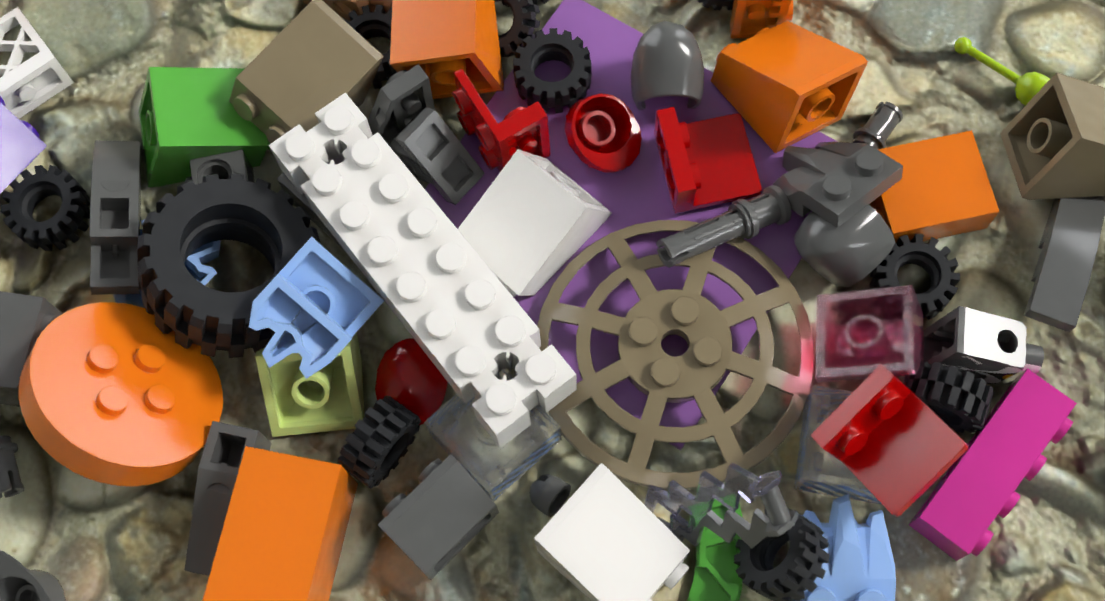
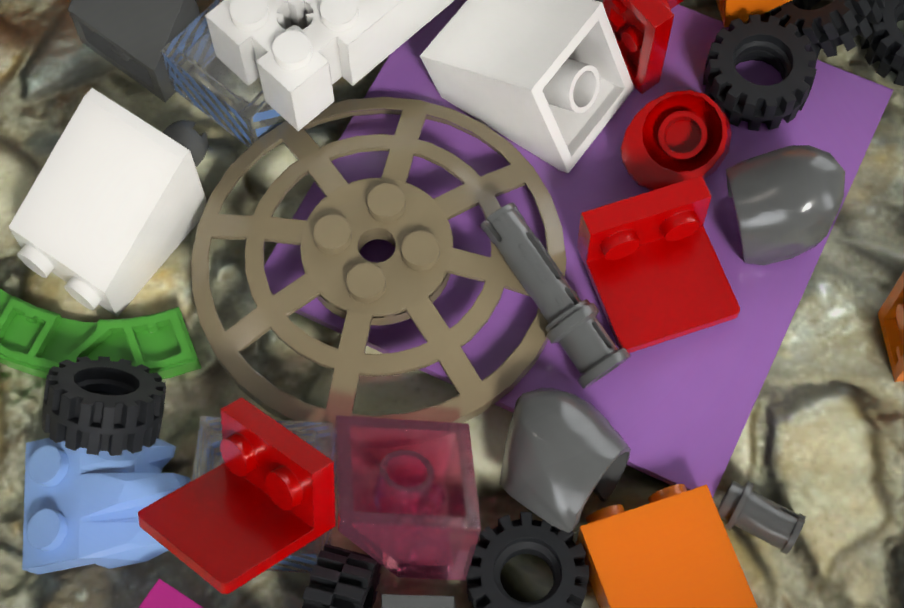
camera: 80 degrees right, 5 degrees down
(737, 483) = (148, 319): piece -> none
(788, 82) = (797, 365): orange slope -> none
(836, 178) = (644, 433): dark grey plate -> none

